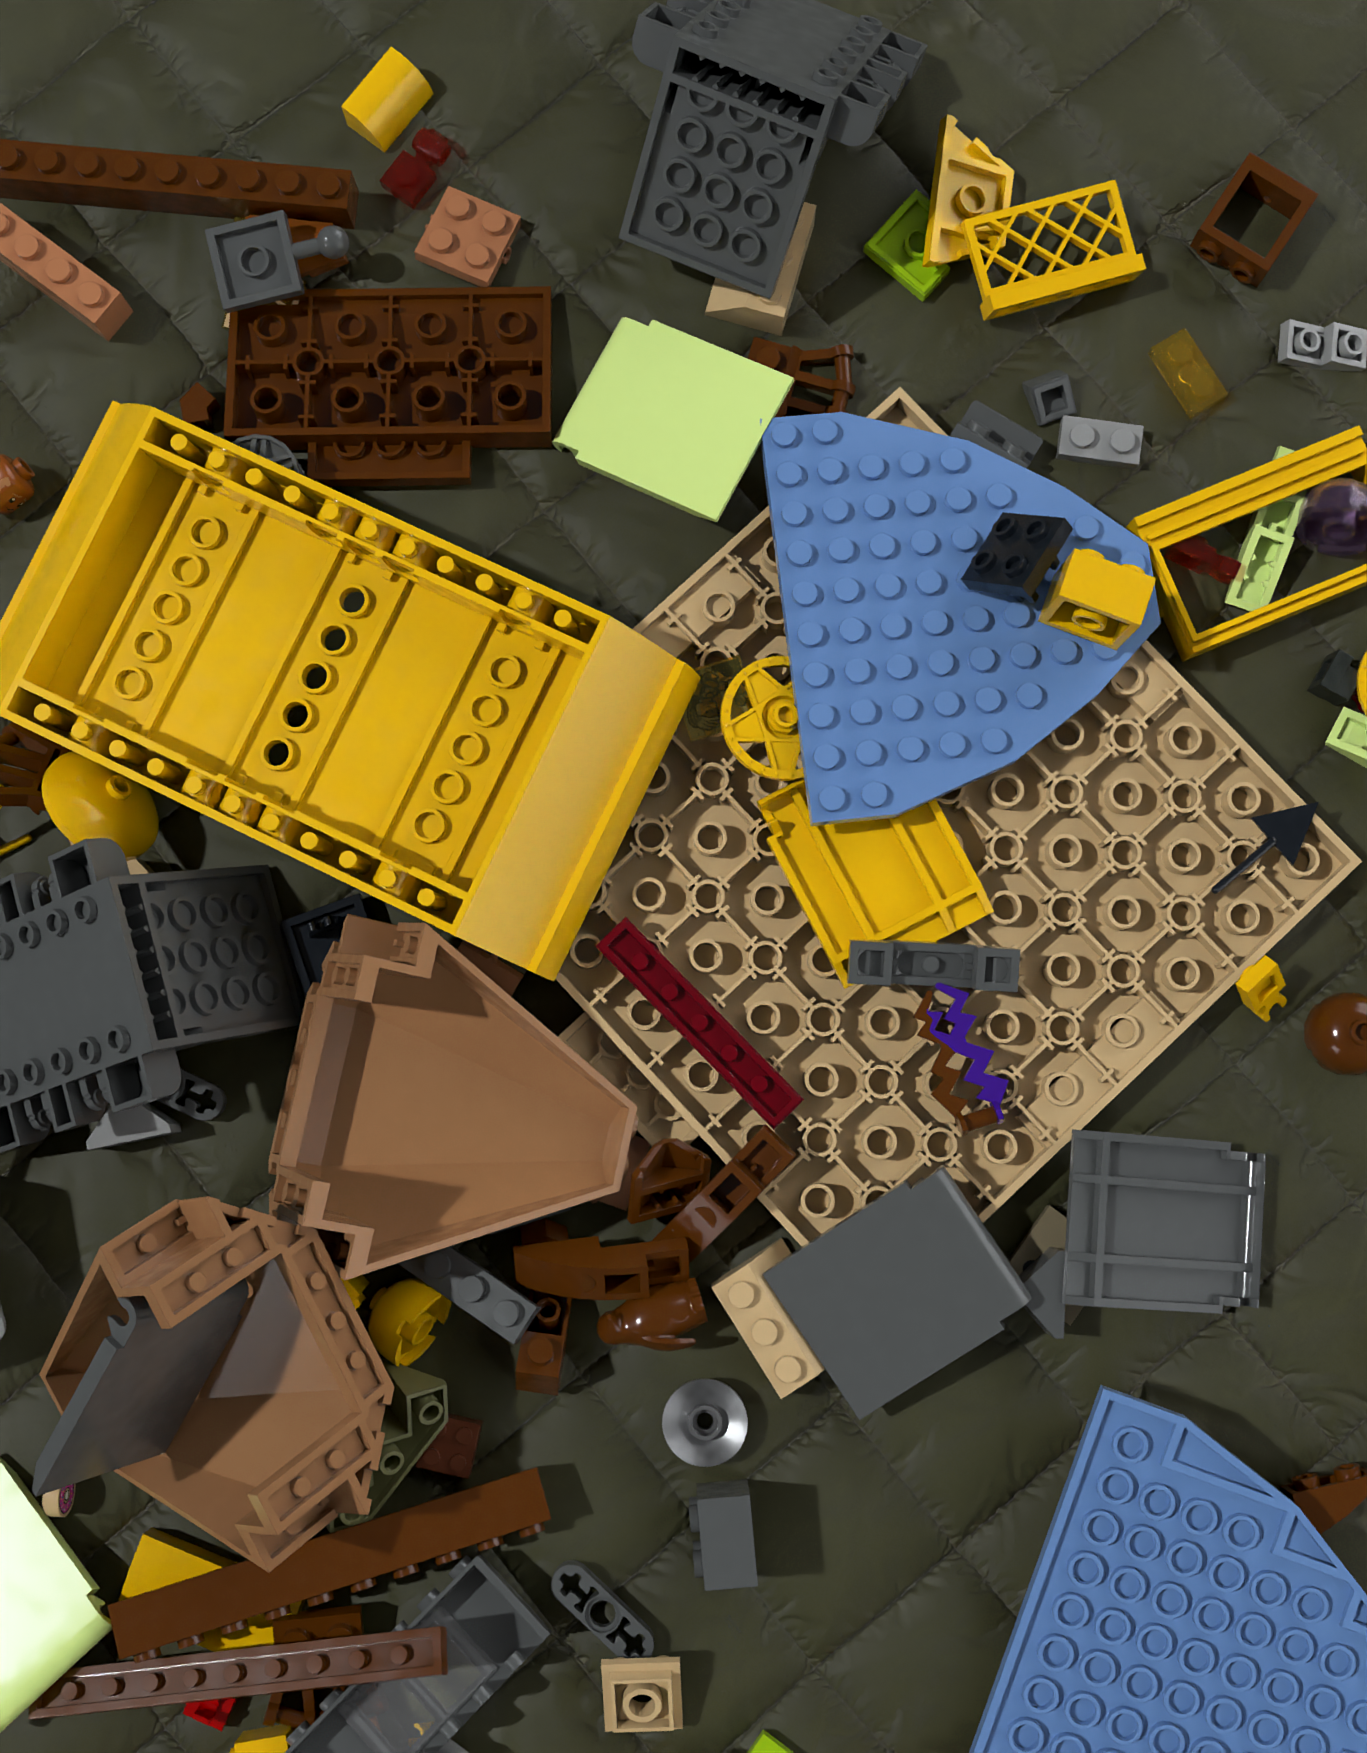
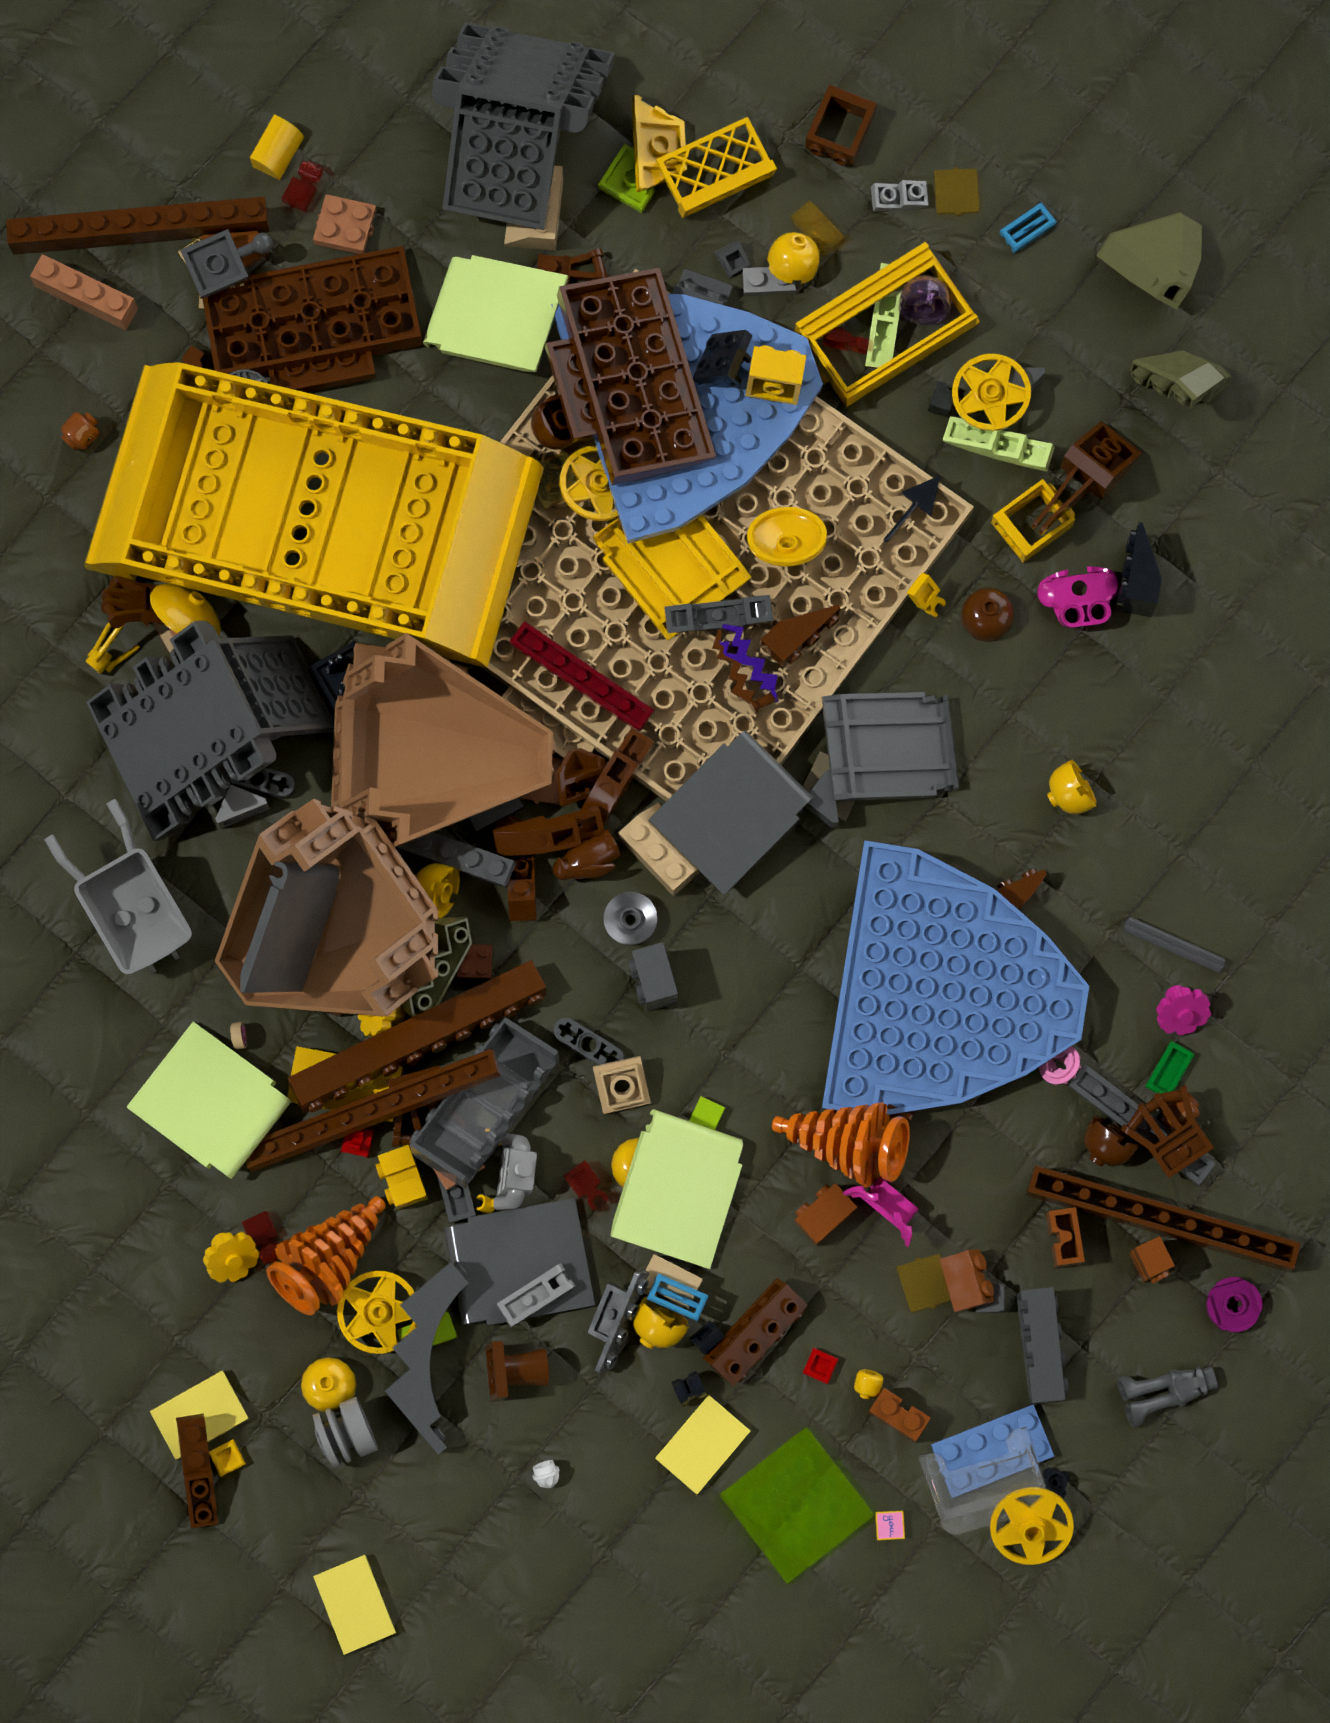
camera: 10 degrees left, 5 degrees down
(734, 611) = (550, 424): none -> reddish brown cylinder
(861, 559) = (628, 377): none -> reddish brown slope
(1041, 1022) = (793, 634): none -> reddish brown slope
(1070, 847) = (787, 536): none -> yellow dish
(1147, 413) = (793, 258): none -> yellow cylinder

